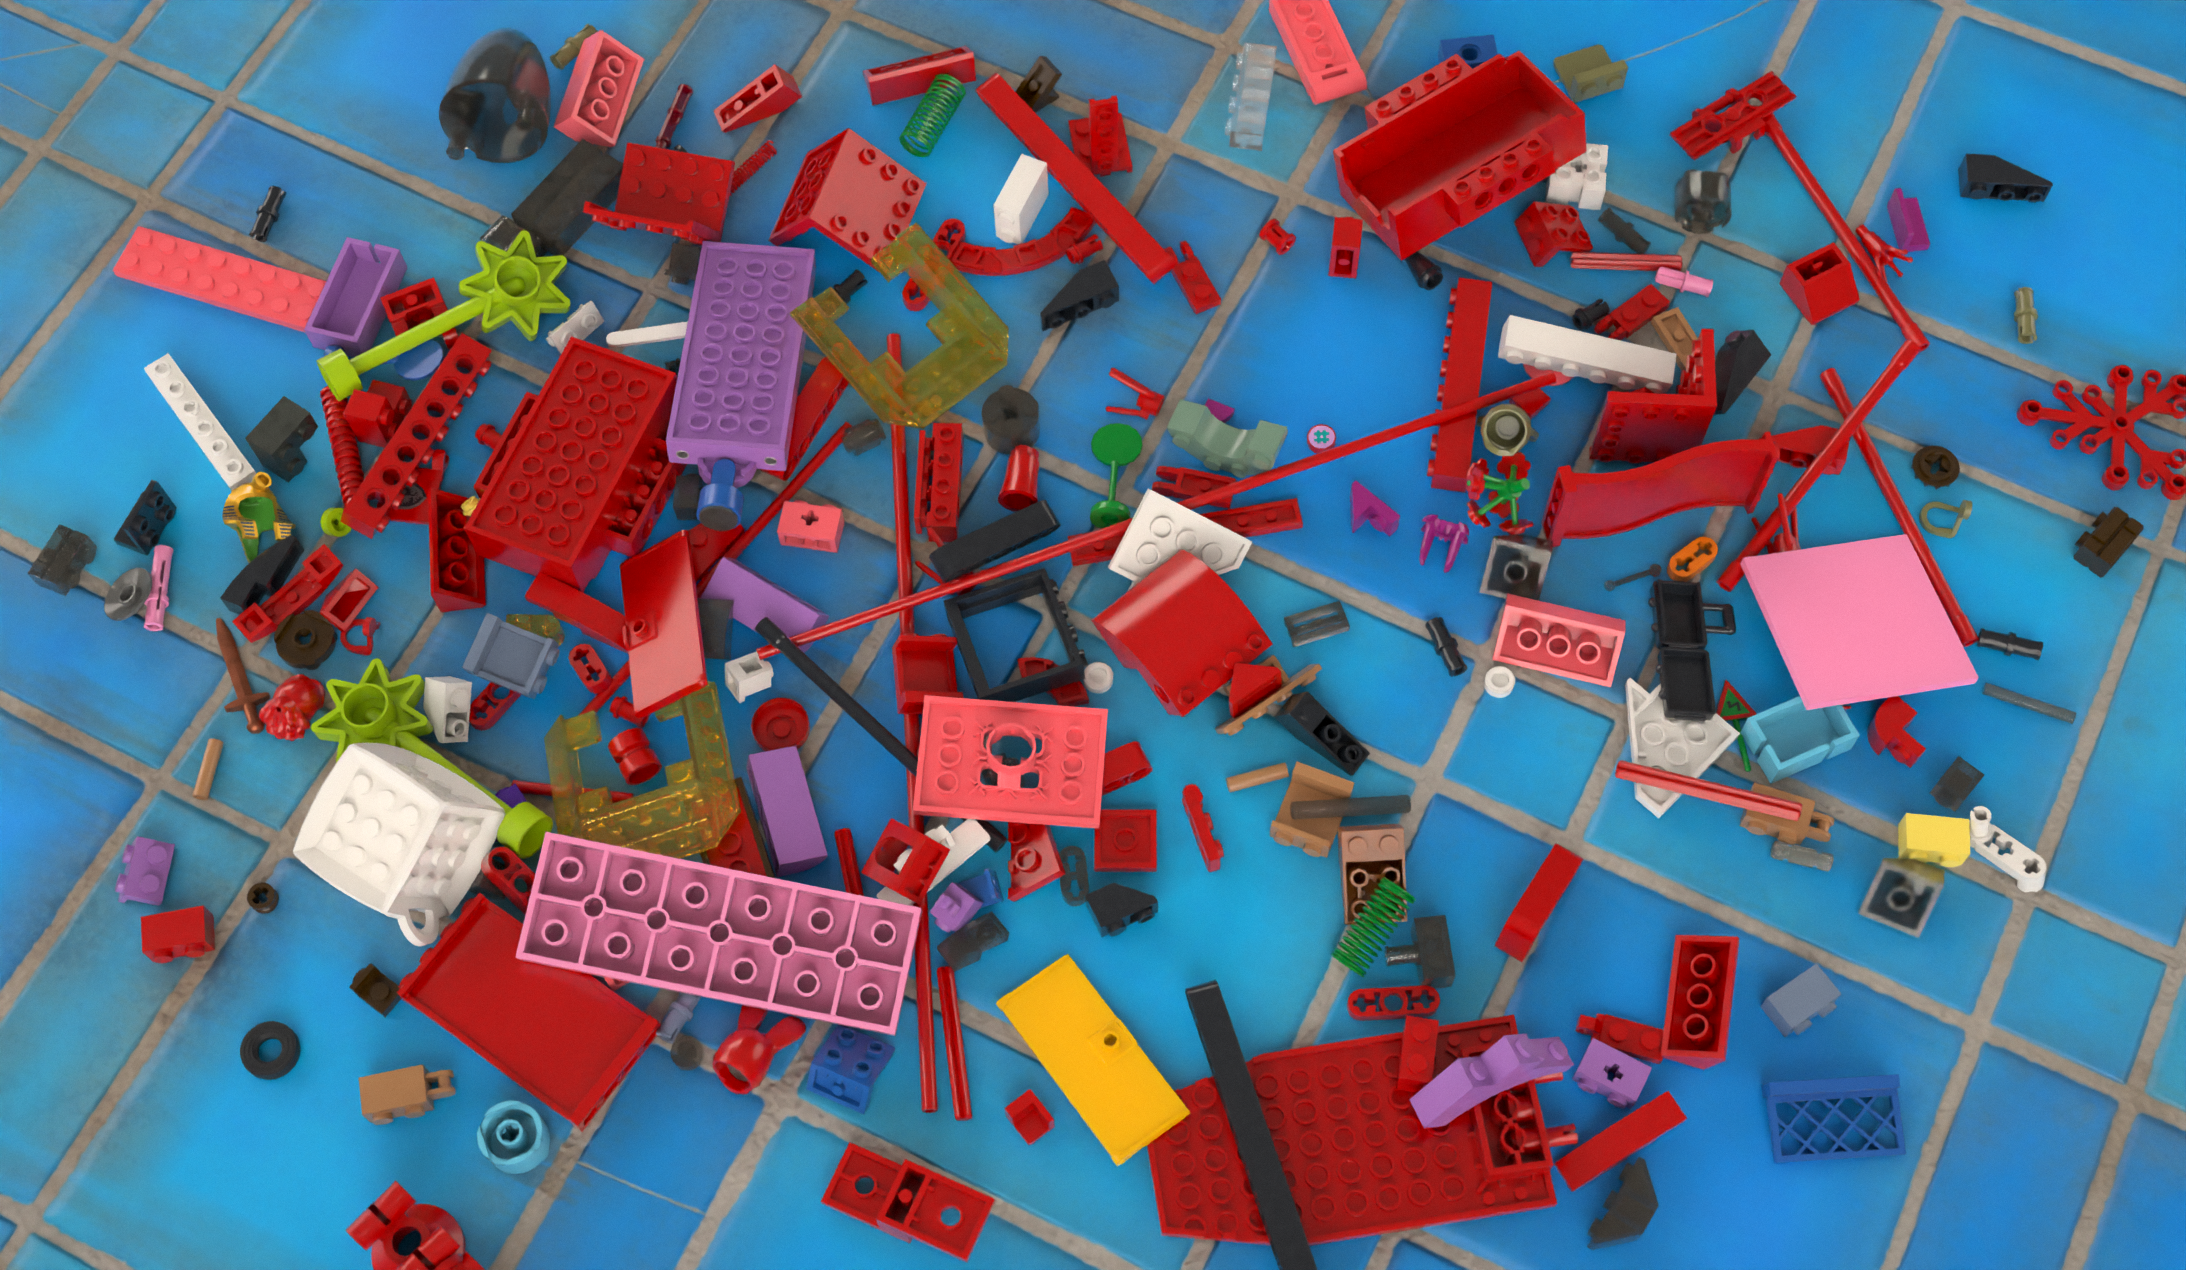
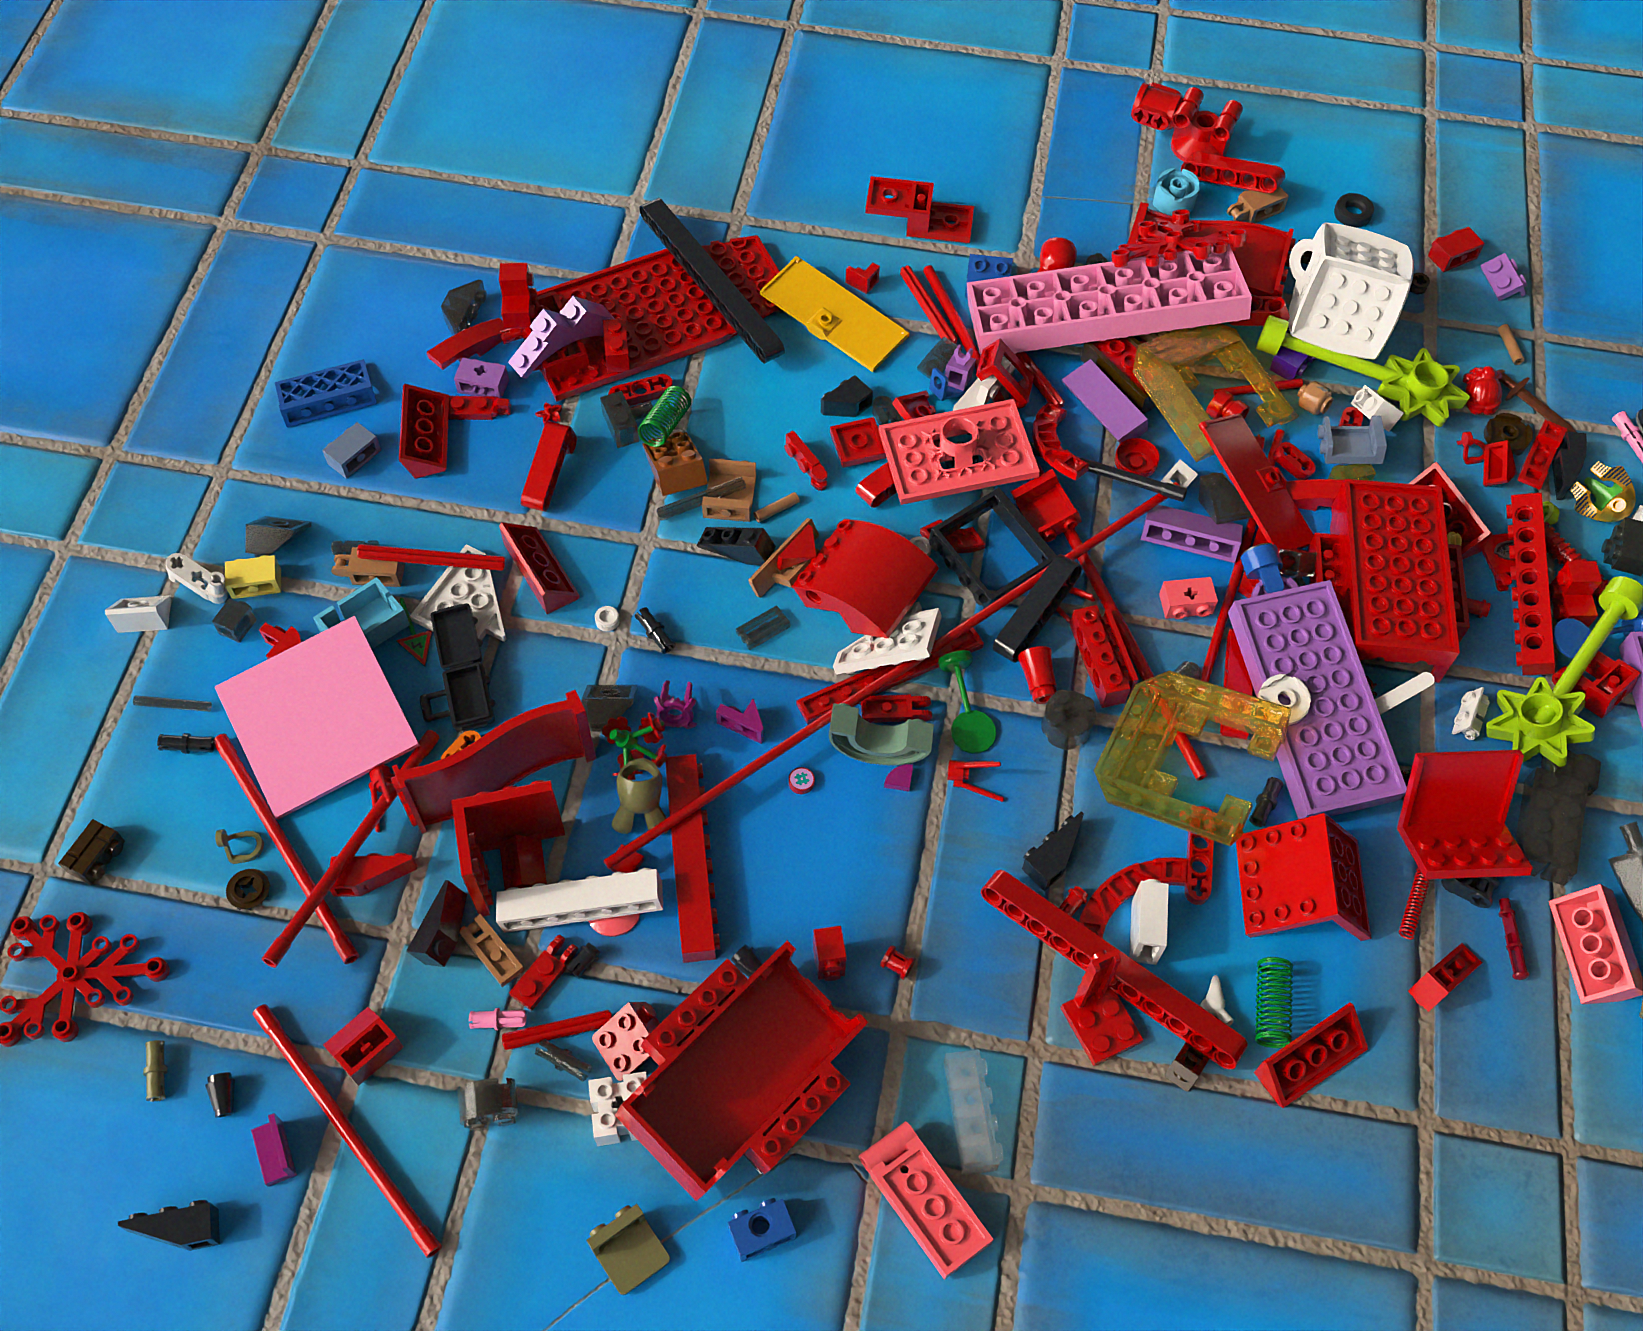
camera: 160 degrees right, 5 degrees down
(414, 1144) = (1235, 172): none -> red beam
(514, 745) = (1315, 398): none -> medium nougat head
(619, 990) = (1174, 240): none -> red plant
(671, 517) = (1297, 562): none -> clear smoke brick
(783, 356) = (1293, 688): none -> white tile
(890, 754) = (1048, 443): none -> red tile
(986, 135) = (1215, 1002): none -> white animal
(1193, 280) = (963, 902): red hinge -> none
(1524, 1001) = (550, 413): none -> red plant
(1549, 1148) = (517, 295): none -> red brick
(1559, 640) = (563, 657): coral slope -> none
(1573, 764) = (538, 566): none -> red slope
(1710, 130) = (459, 1221): red piece -> none
(1881, 251) = (302, 1104): red piece -> none
(1959, 281) = (221, 1093): none -> black cone
(2075, 826) = (140, 614): none -> white slope

